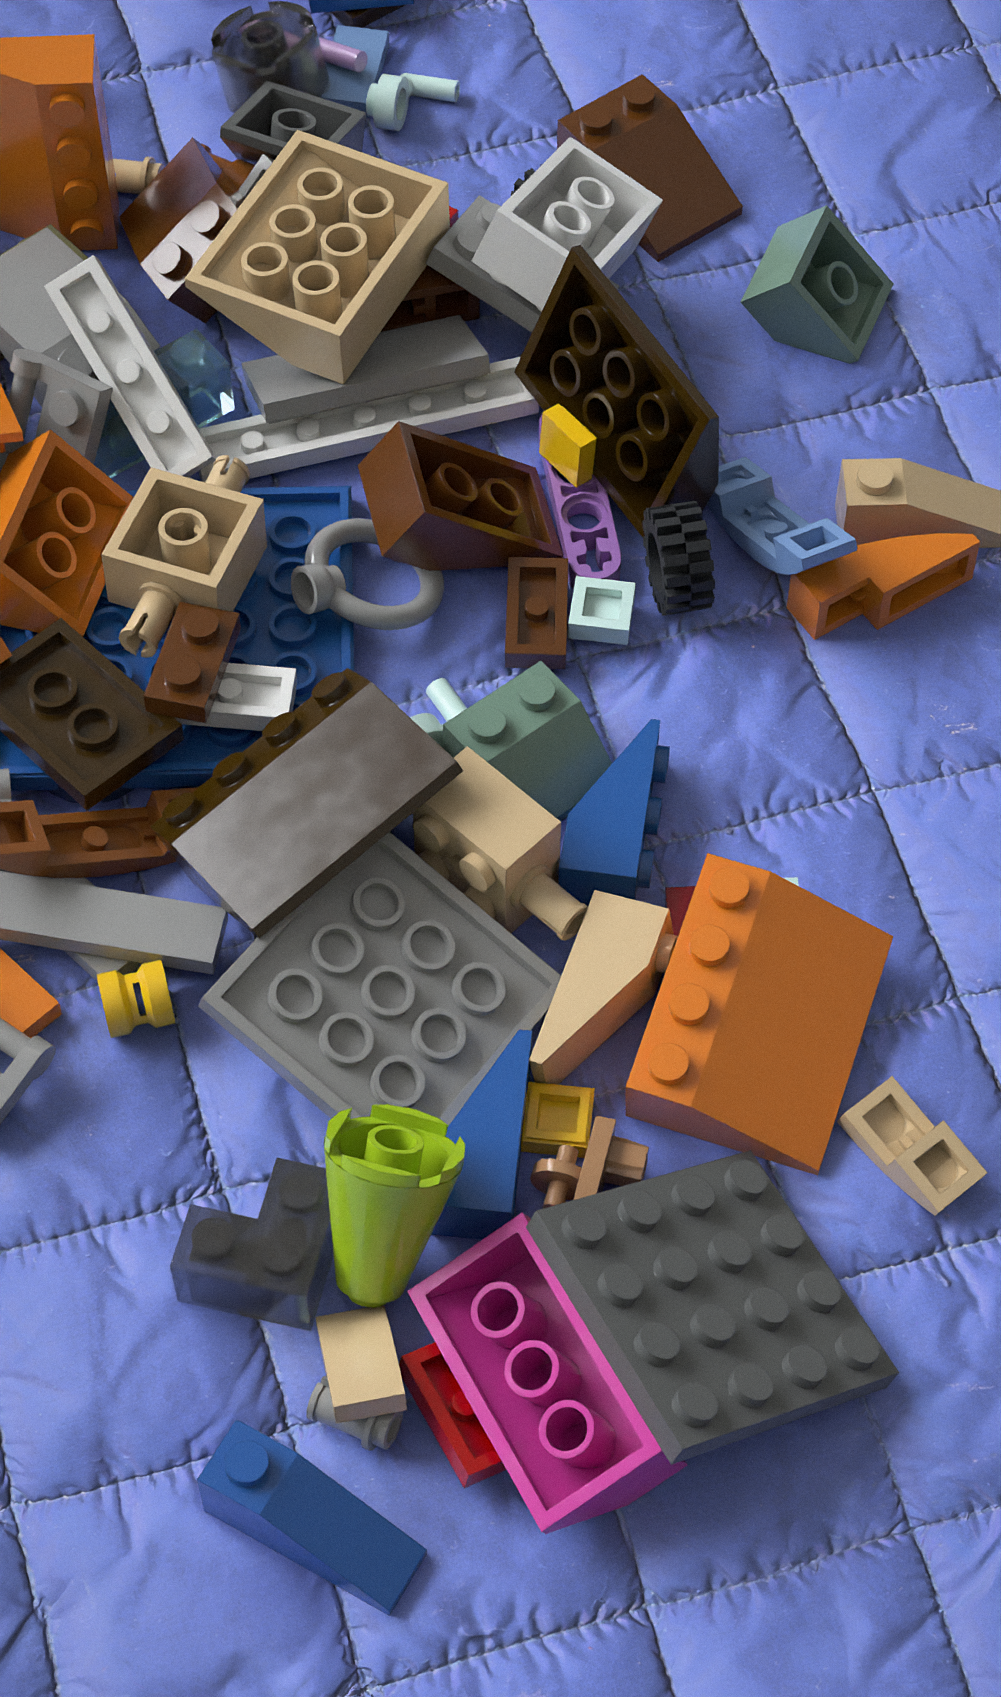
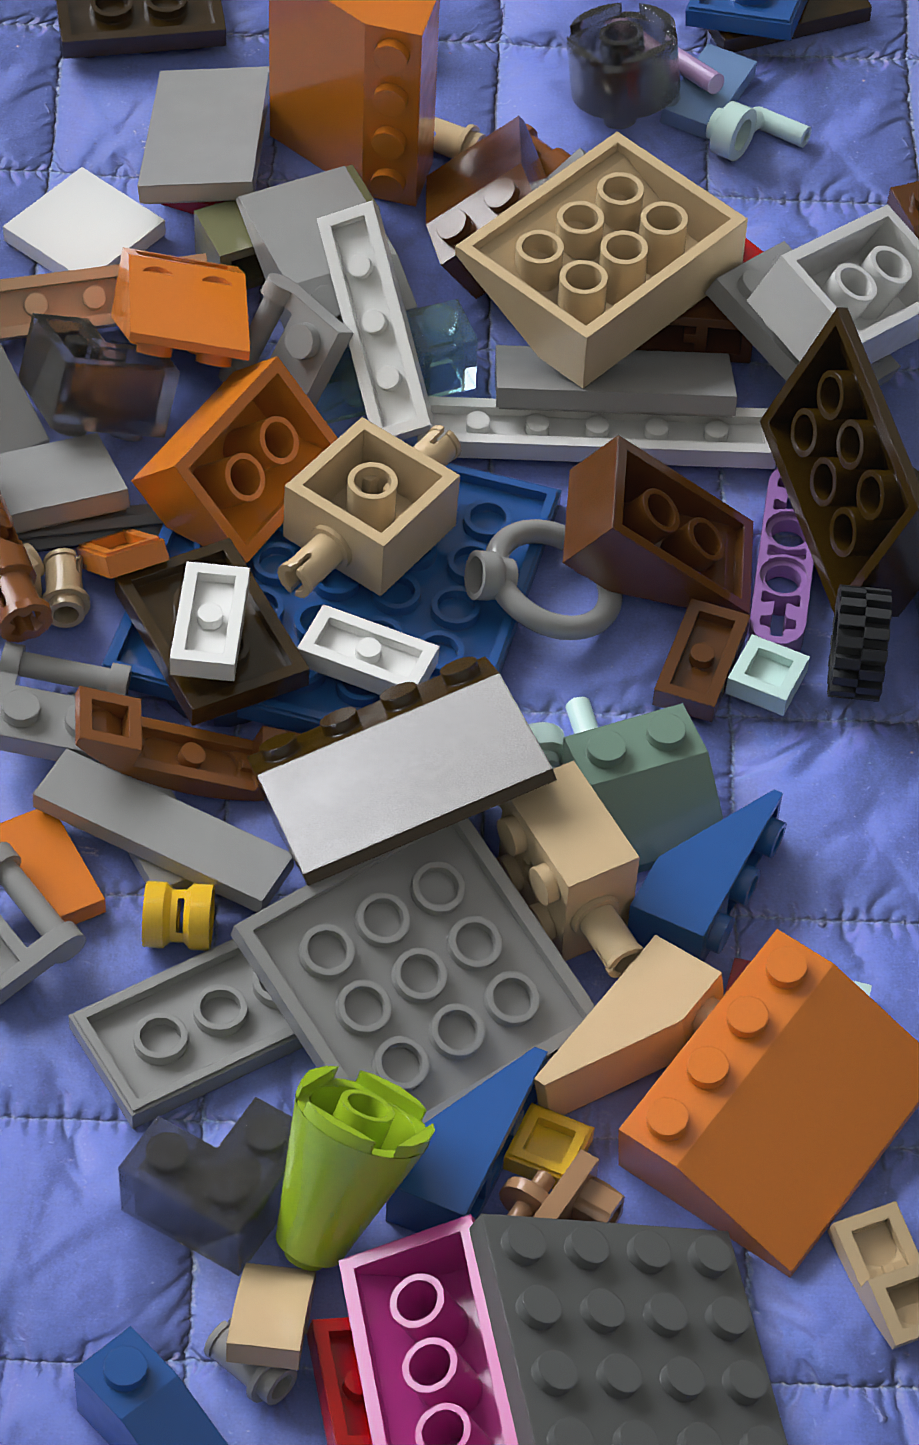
camera: 15 degrees right, 5 degrees down
(74, 705) = (210, 621): none -> white plate
(177, 1111) = (183, 1033): none -> light grey tile
(192, 662) = (339, 612): reddish brown plate -> none
(277, 112) = (613, 108): dark grey slope -> none
(567, 445) = (786, 504): yellow tile -> none

